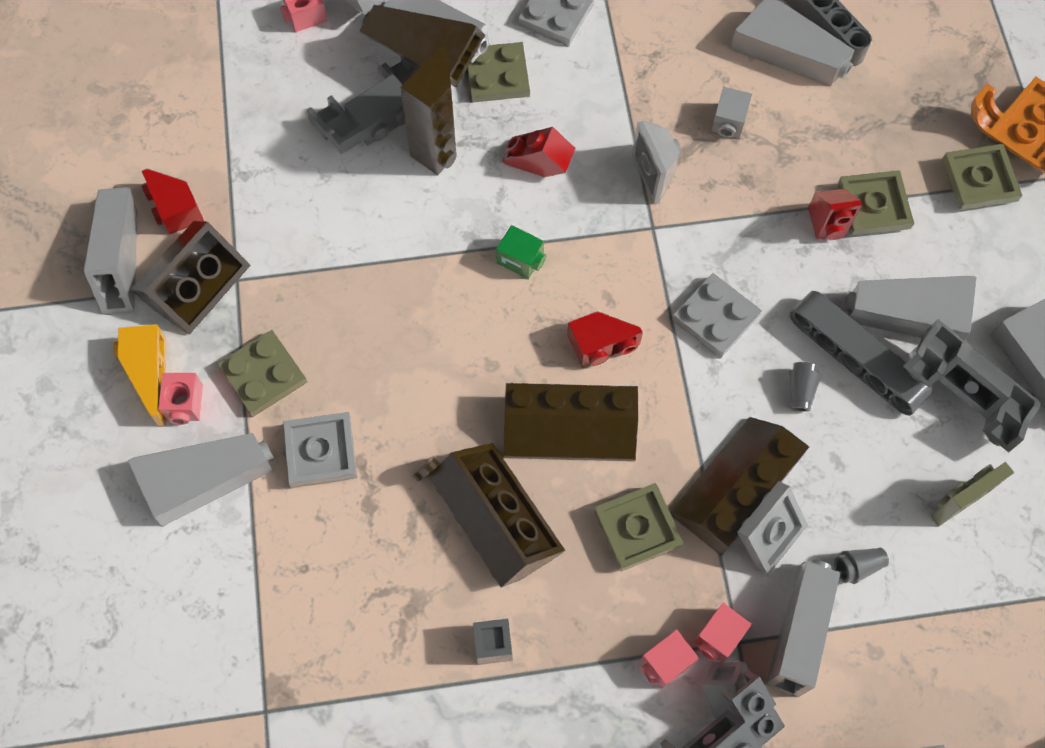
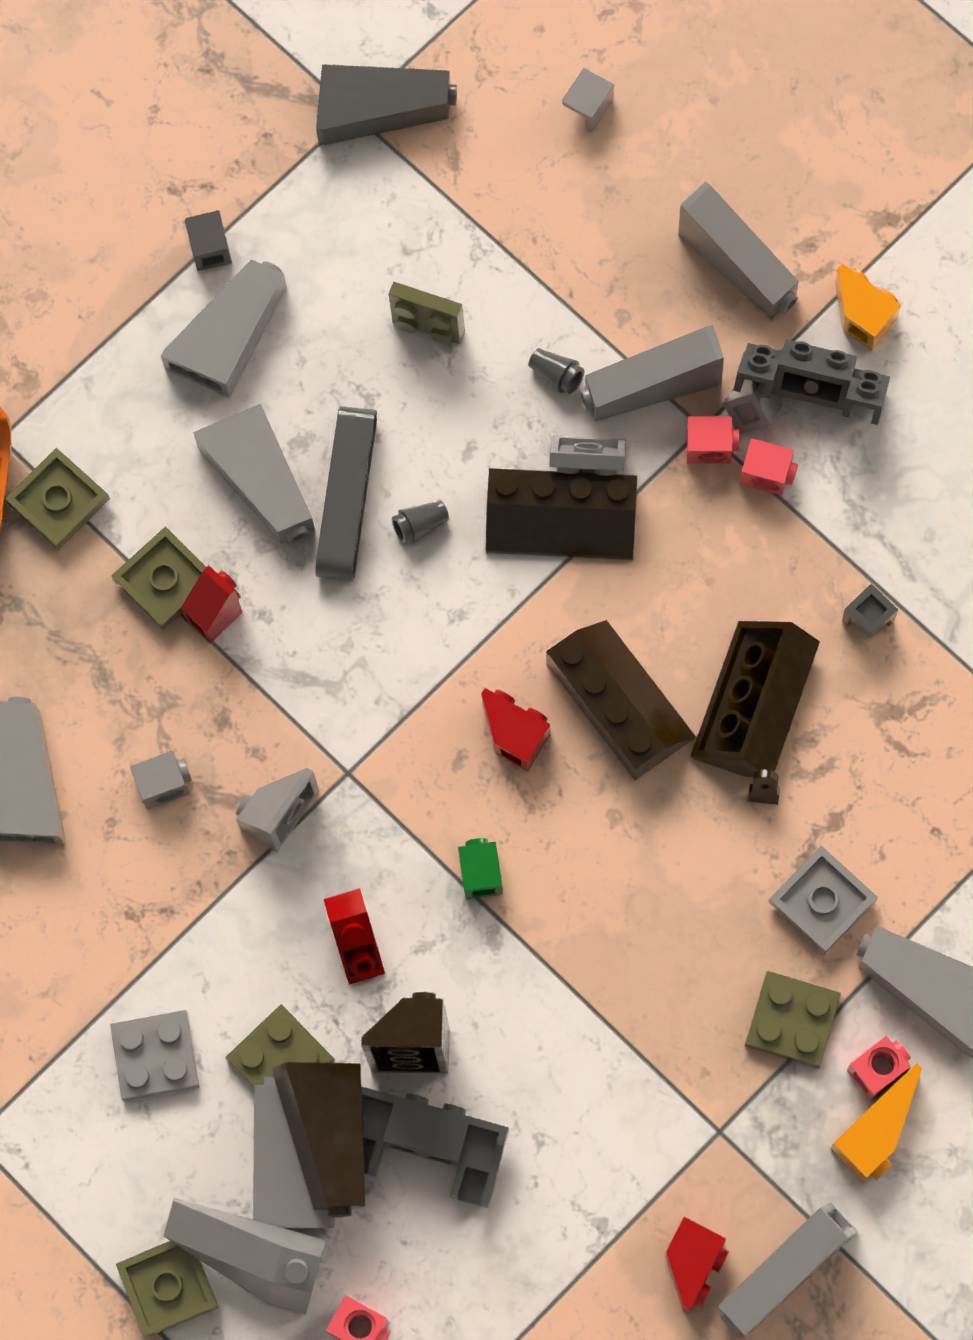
camera: 120 degrees left, 5 degrees up
(191, 276) = (755, 1169): dark brown slope -> none
(638, 527) = (670, 571): olive plate -> none
(716, 315) = (402, 646): light grey plate -> none
(975, 380) = (306, 372): dark grey bracket -> none

